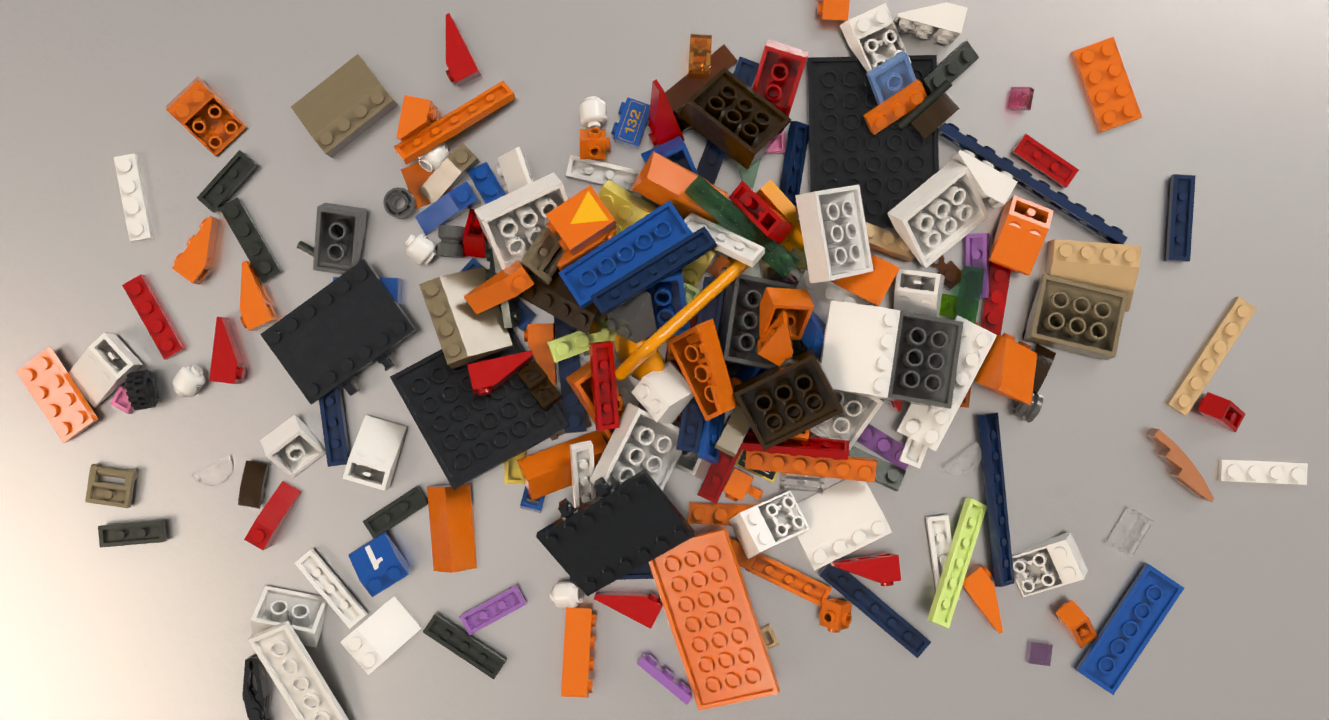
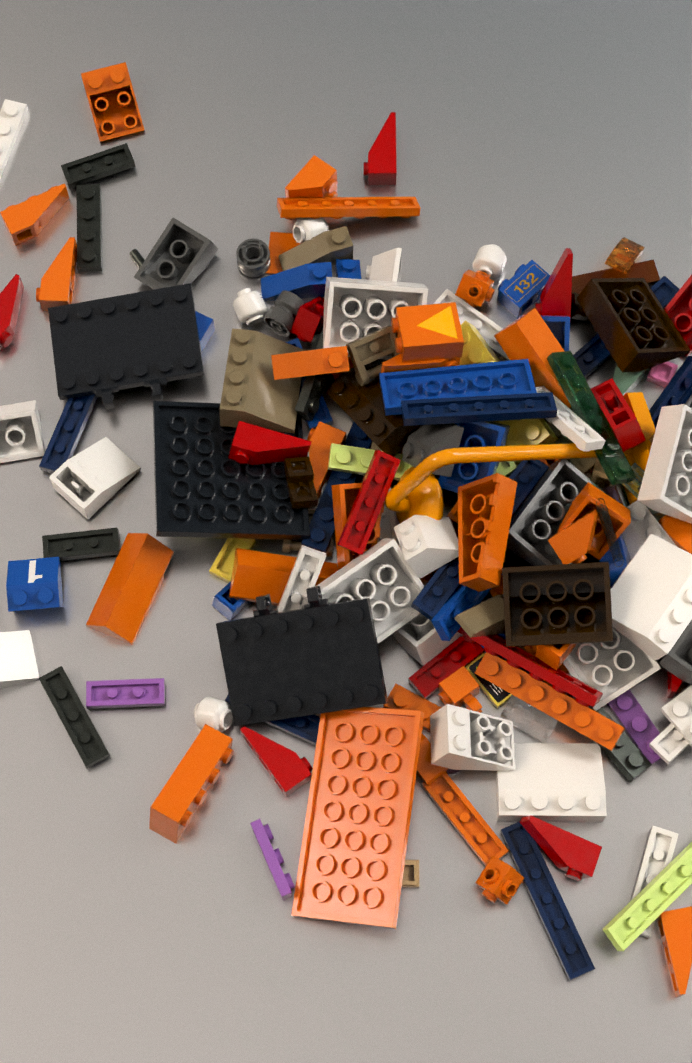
camera: 25 degrees right, 20 degrees down
(344, 106) = (249, 153): dark tan slope -> none
(800, 320) = (608, 533): none -> pearl dark grey piece

